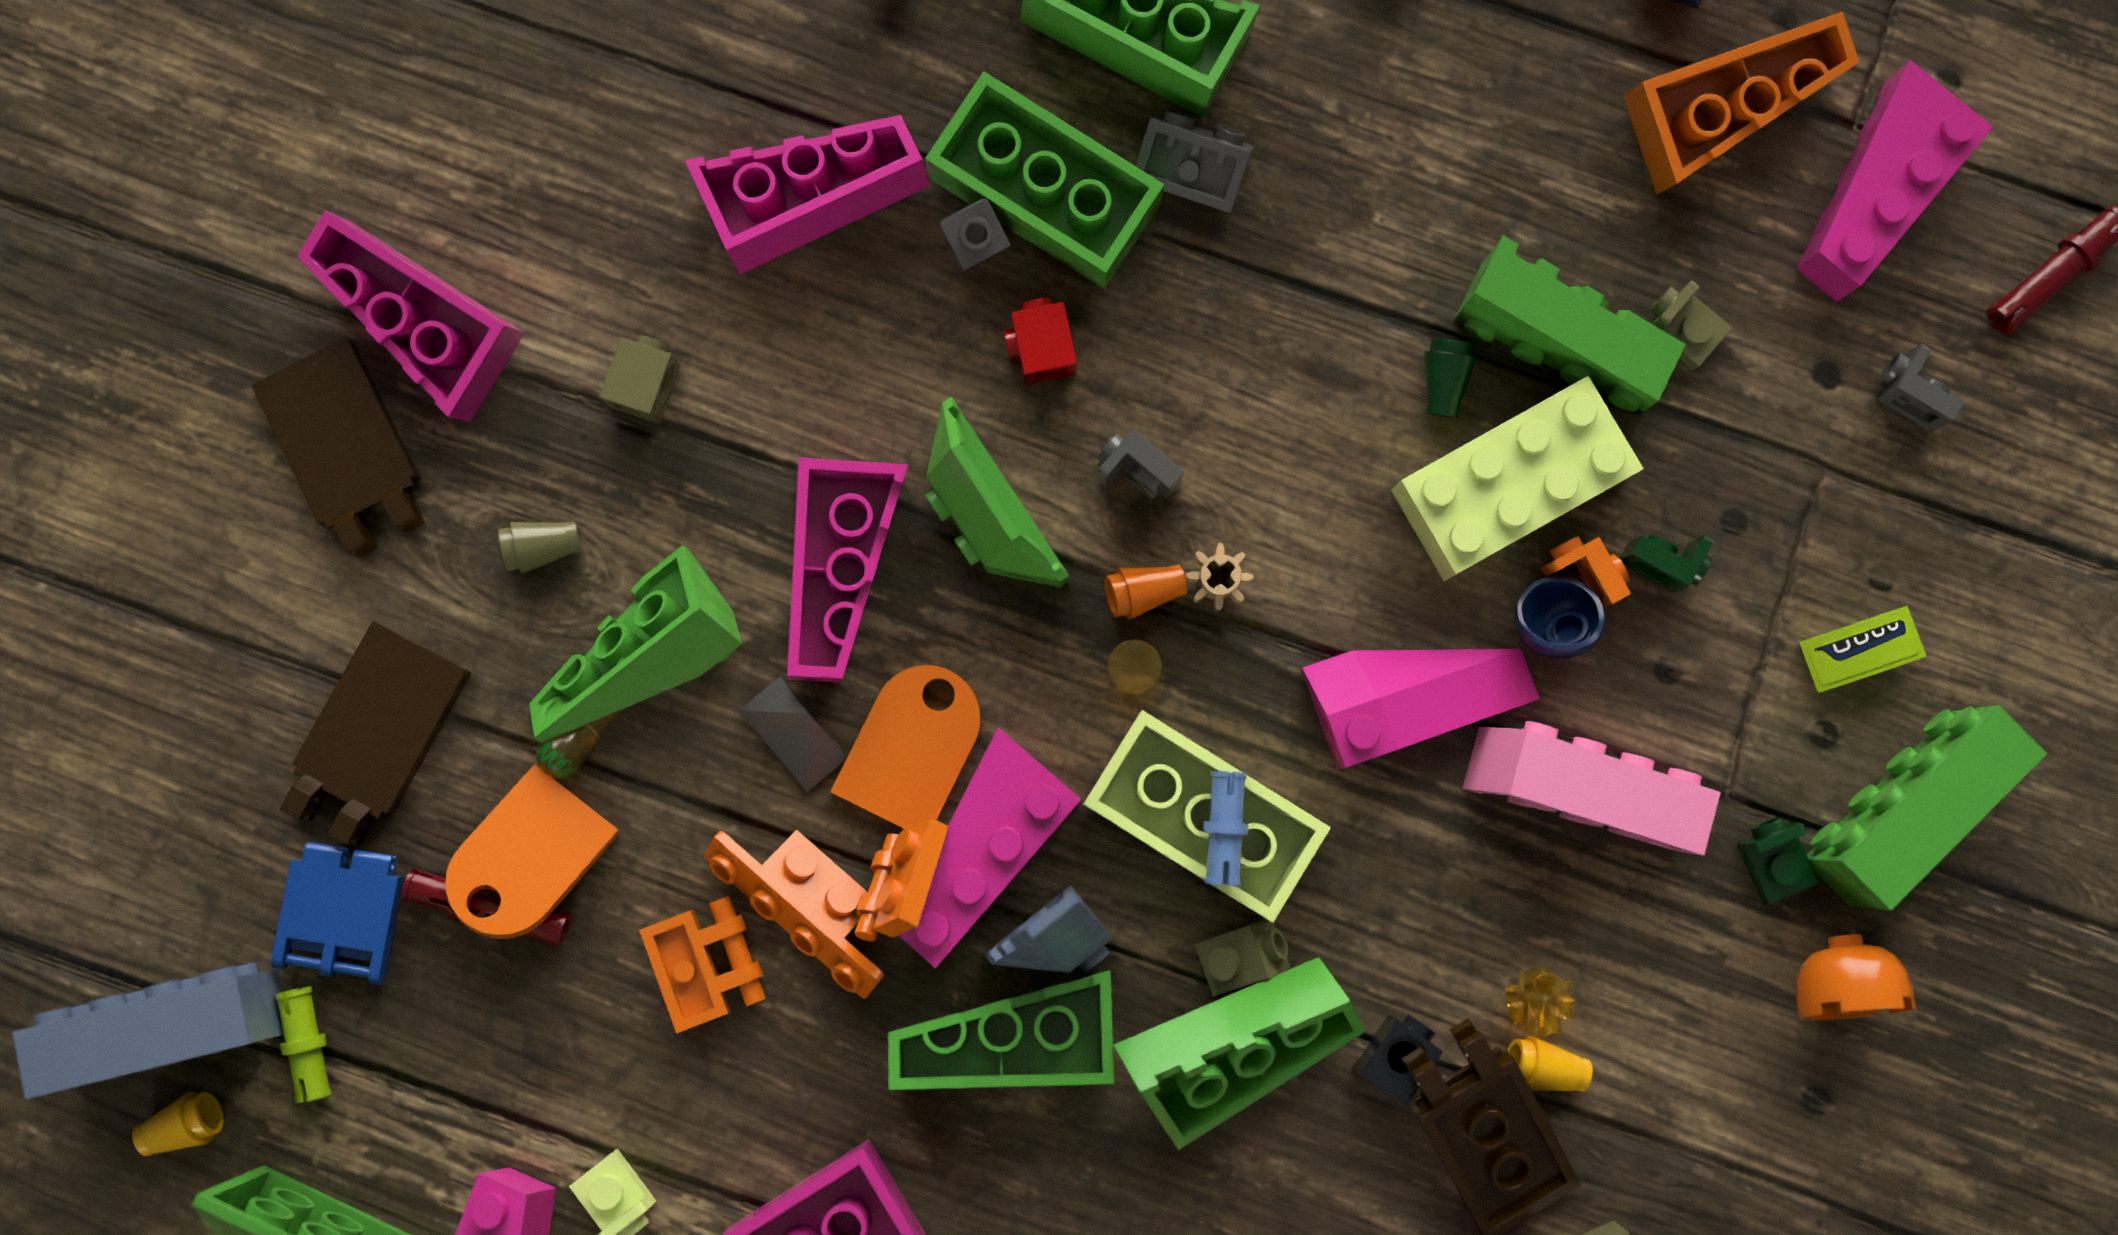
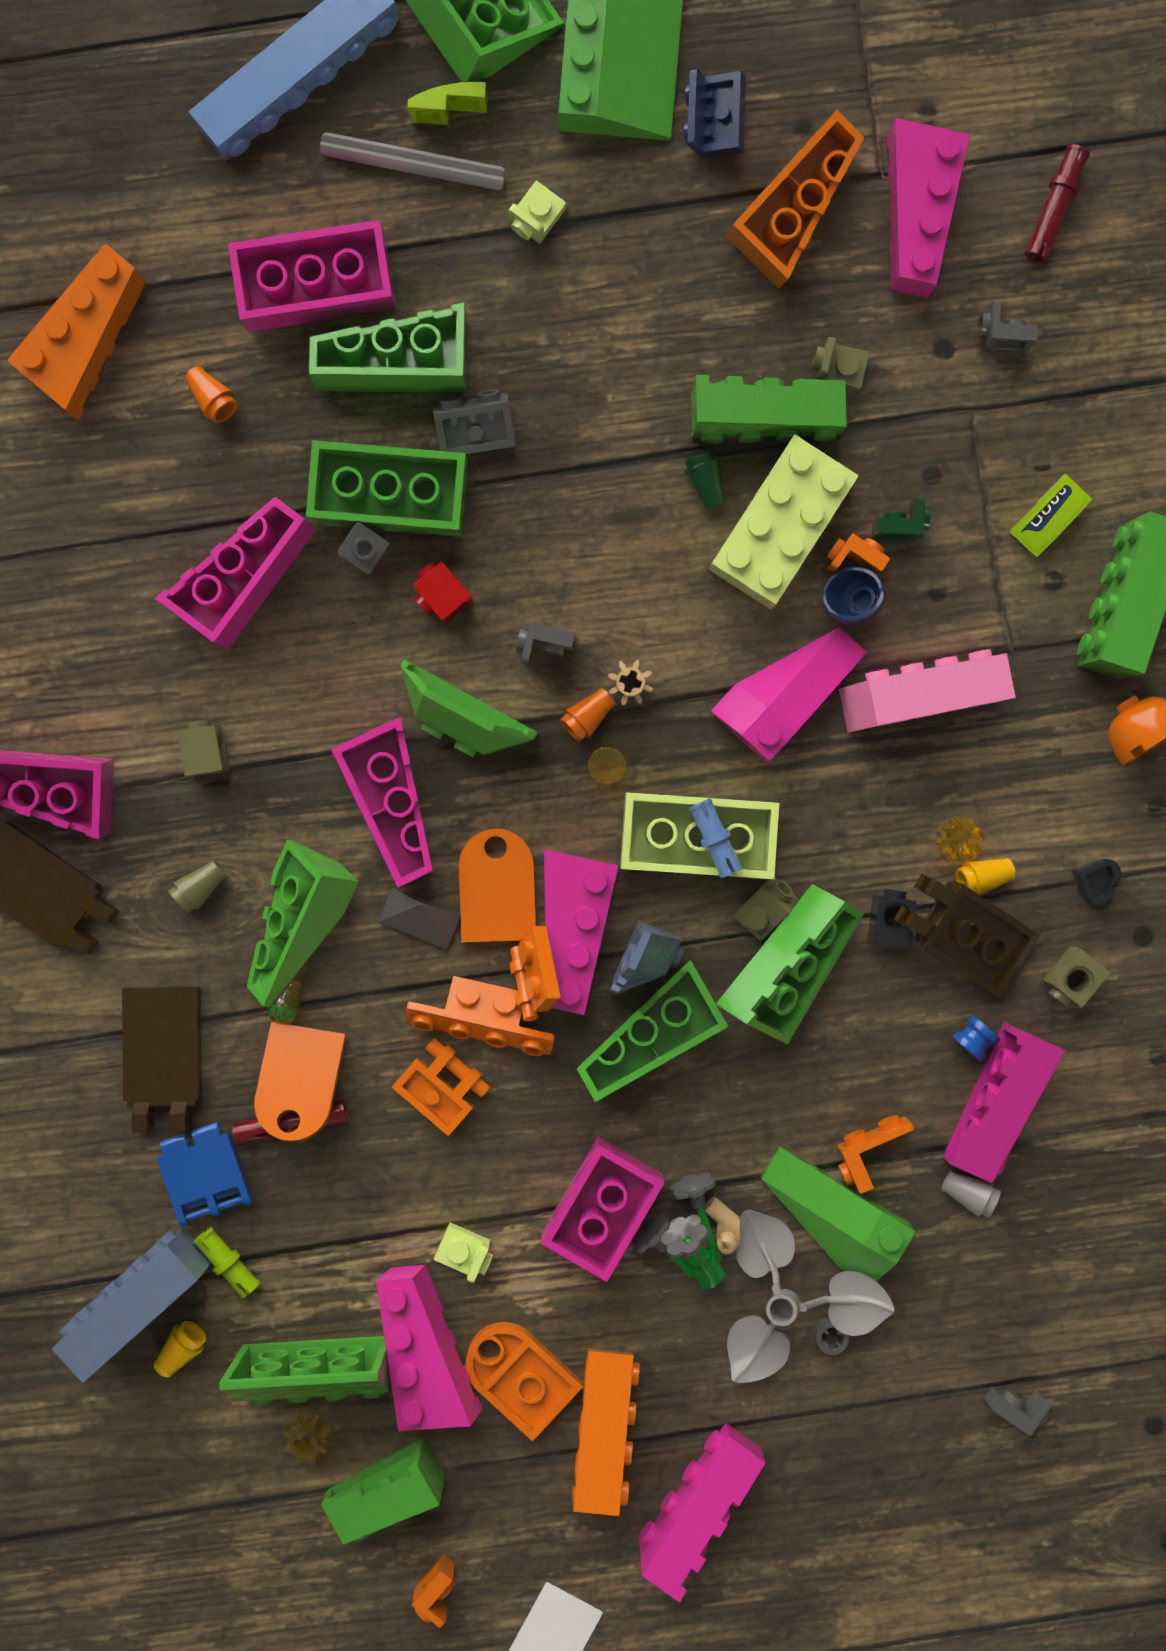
camera: 25 degrees left, 5 degrees up
(1690, 1153) = (1097, 881): none -> black tile
(1777, 860) = (1062, 674): dark green bracket -> none

